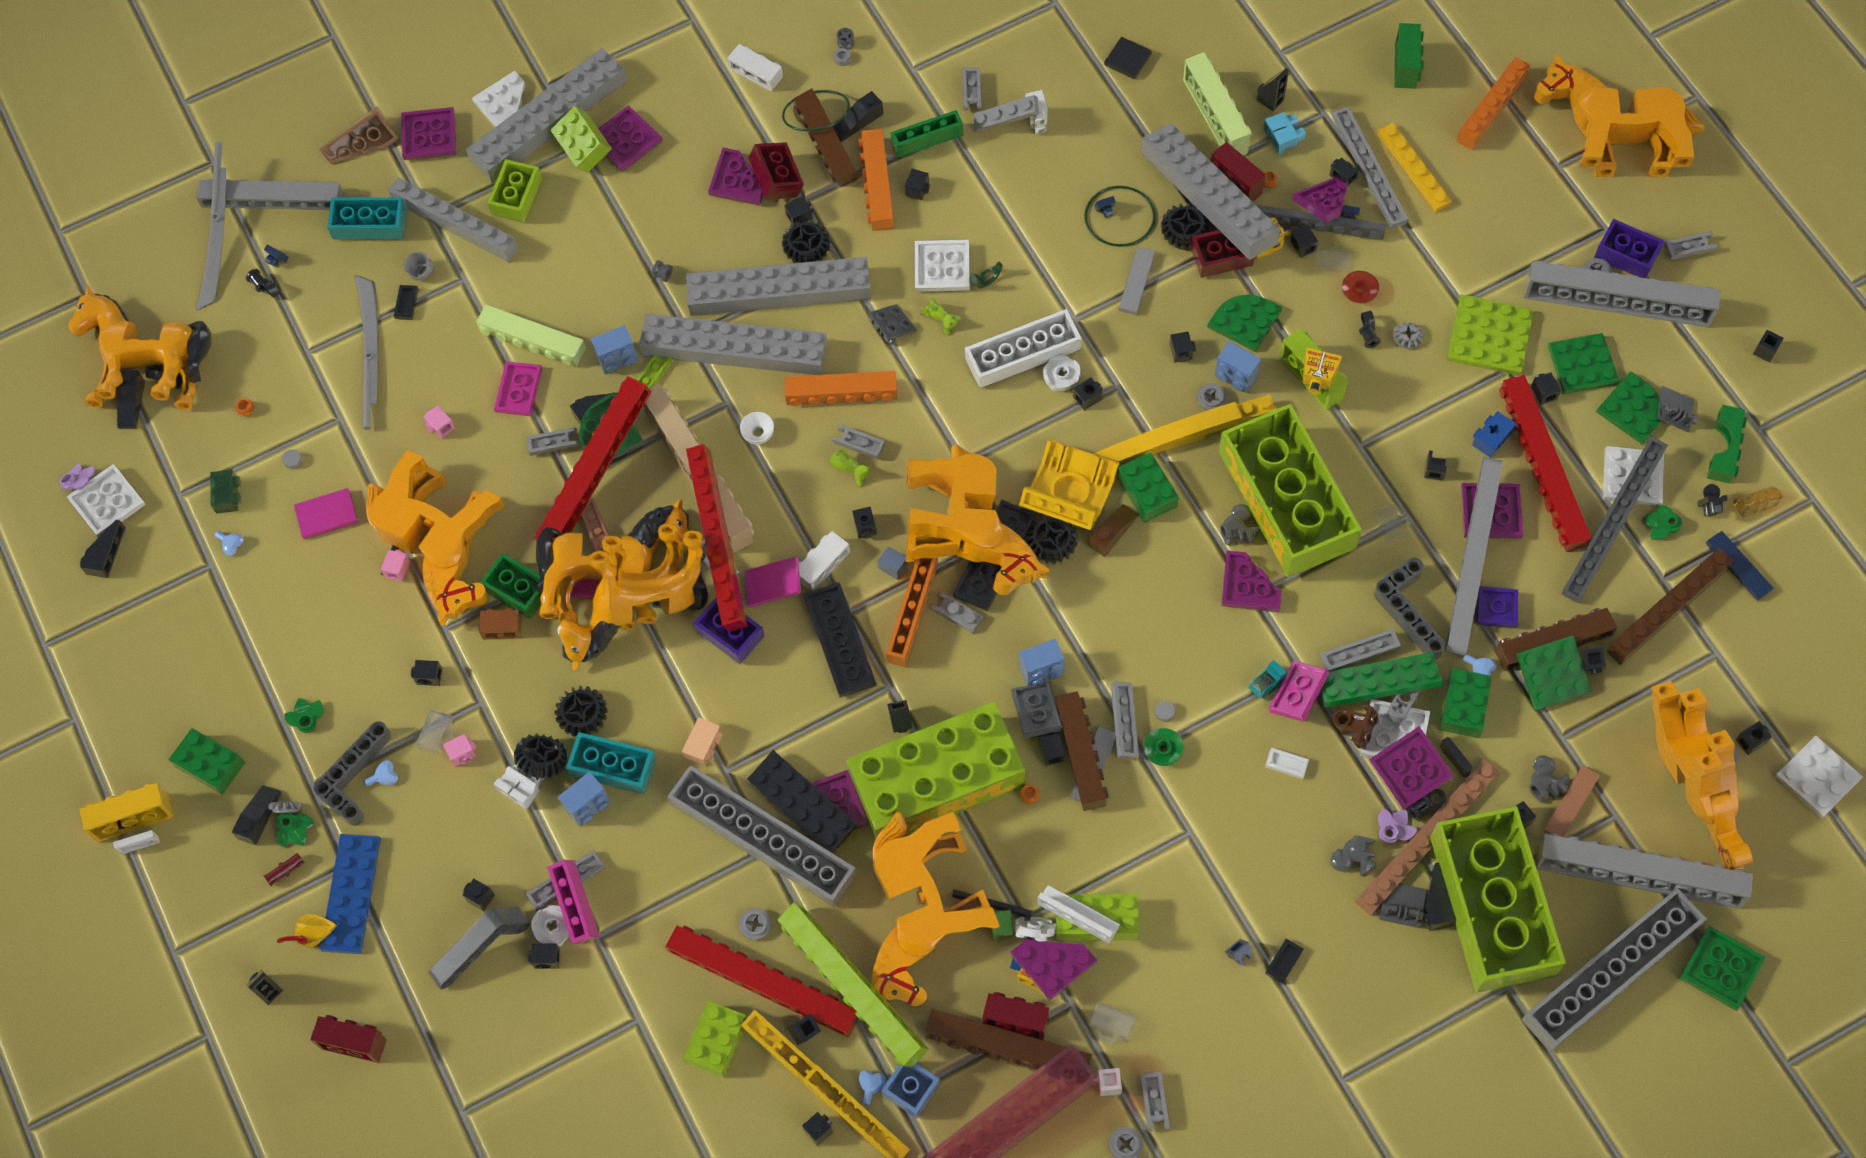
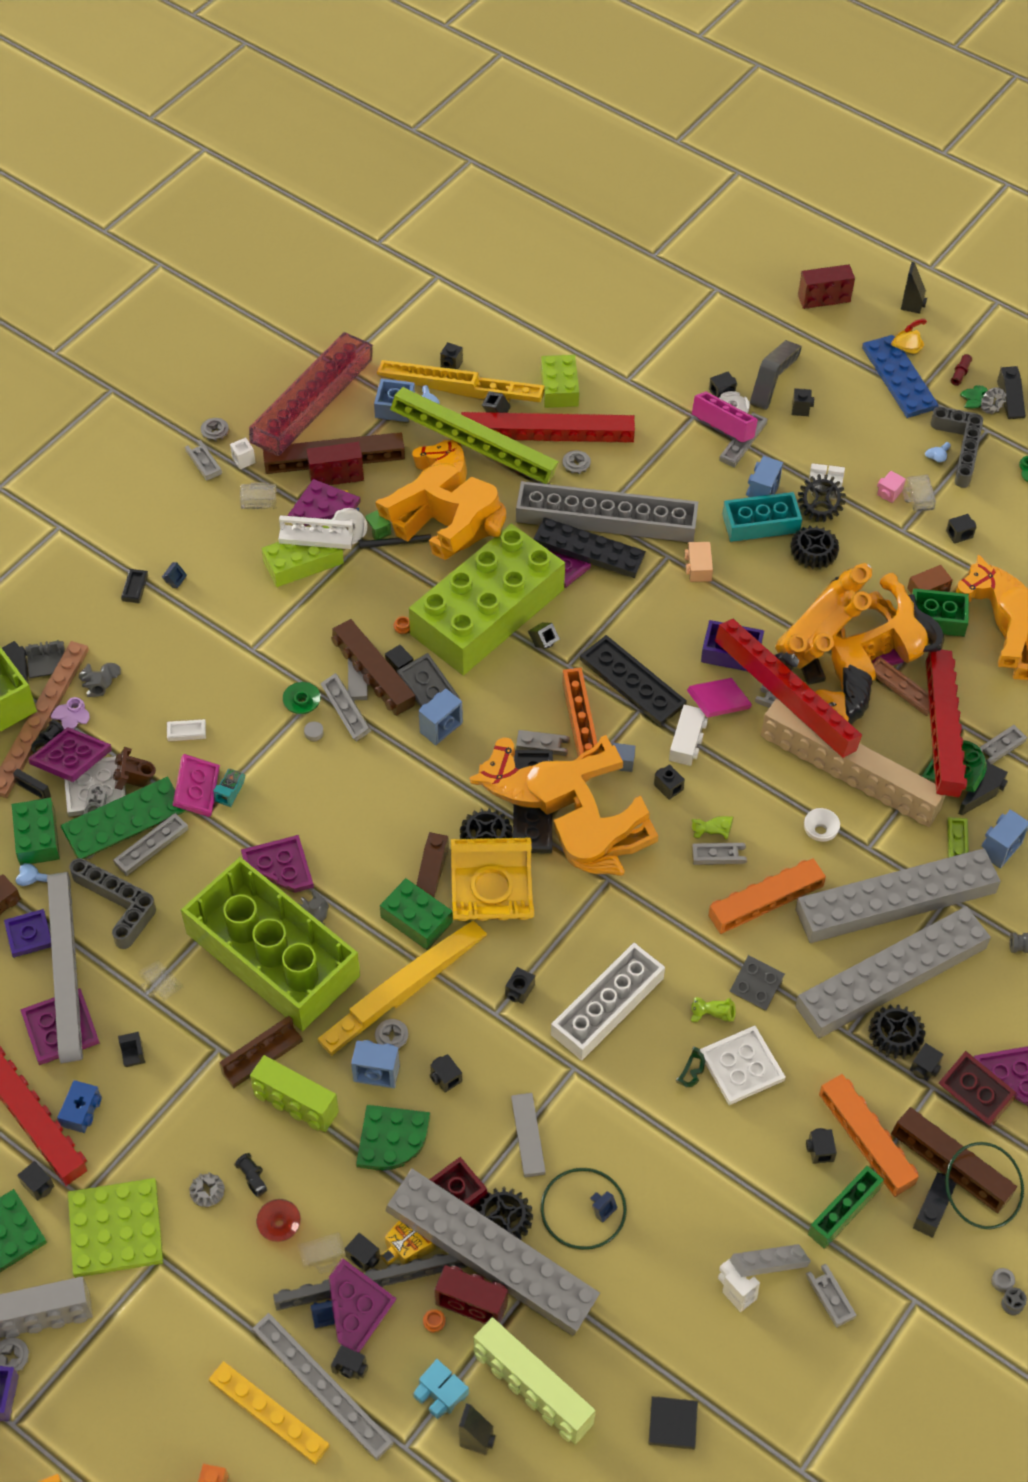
camera: 150 degrees right, 10 degrees down
(1058, 382) = (559, 988): white plate -> none
(1319, 369) = (282, 1065): yellow torso -> none
(1334, 421) = (271, 1043): none -> reddish brown fence

